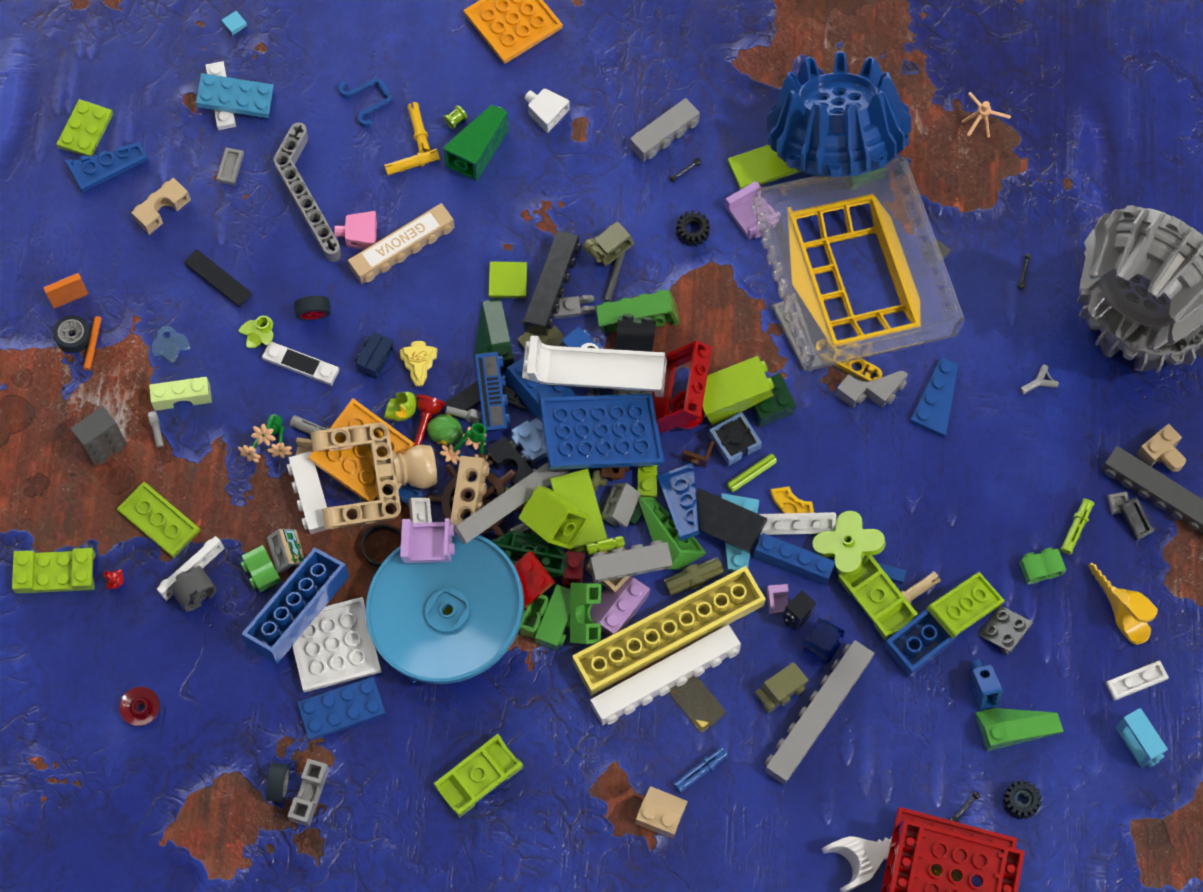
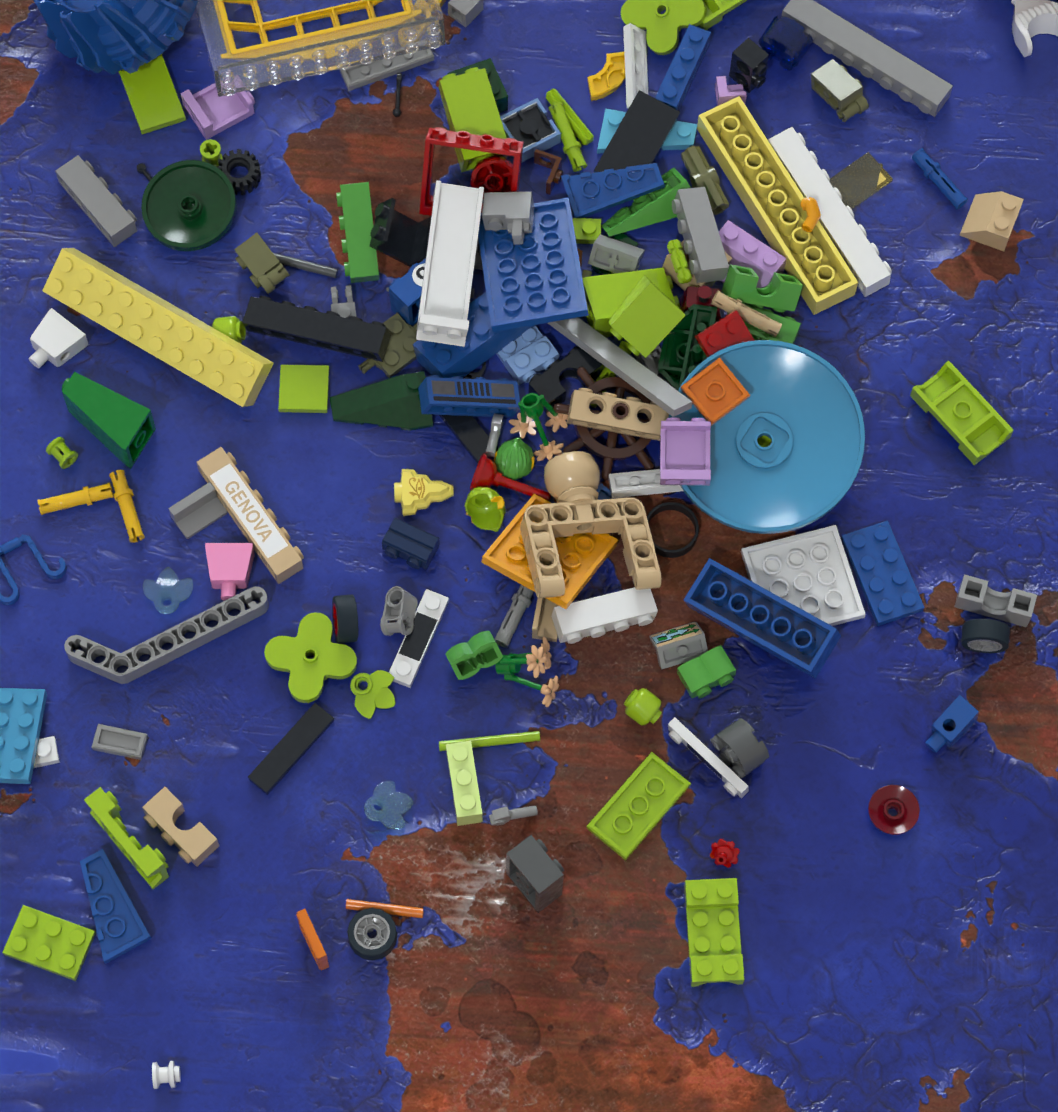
camera: 90 degrees left, 0 degrees up
(154, 162) = (146, 861): none -> lime piece
(205, 754) = (960, 717): none -> blue torso
(216, 414) = (495, 740): none -> lime piece
(234, 521) = (643, 706): none -> lime head
(279, 398) = (473, 655): none -> bright green brick
(284, 286) = (306, 674): none -> lime plant
(319, 347) = (399, 611): none -> light grey piece
(347, 192) = (168, 588): none -> clear light blue plate
(405, 207) = (197, 511): none -> light grey panel
(479, 563) = (715, 391): none -> orange tile
(552, 173) = (158, 327): none -> light yellow brick
(552, 222) = (231, 327): none -> lime head
(558, 597) = (747, 314): none -> tan pin
(646, 414) = (509, 212): none -> light grey hinge
(652, 653) = (811, 207): none -> light orange arm
(659, 191) = (189, 205): none -> dark green dish
(707, 207) = (211, 147): none -> lime bush
(725, 471) = (571, 145): none -> lime pin
(752, 342) = (397, 112): none -> black hinge

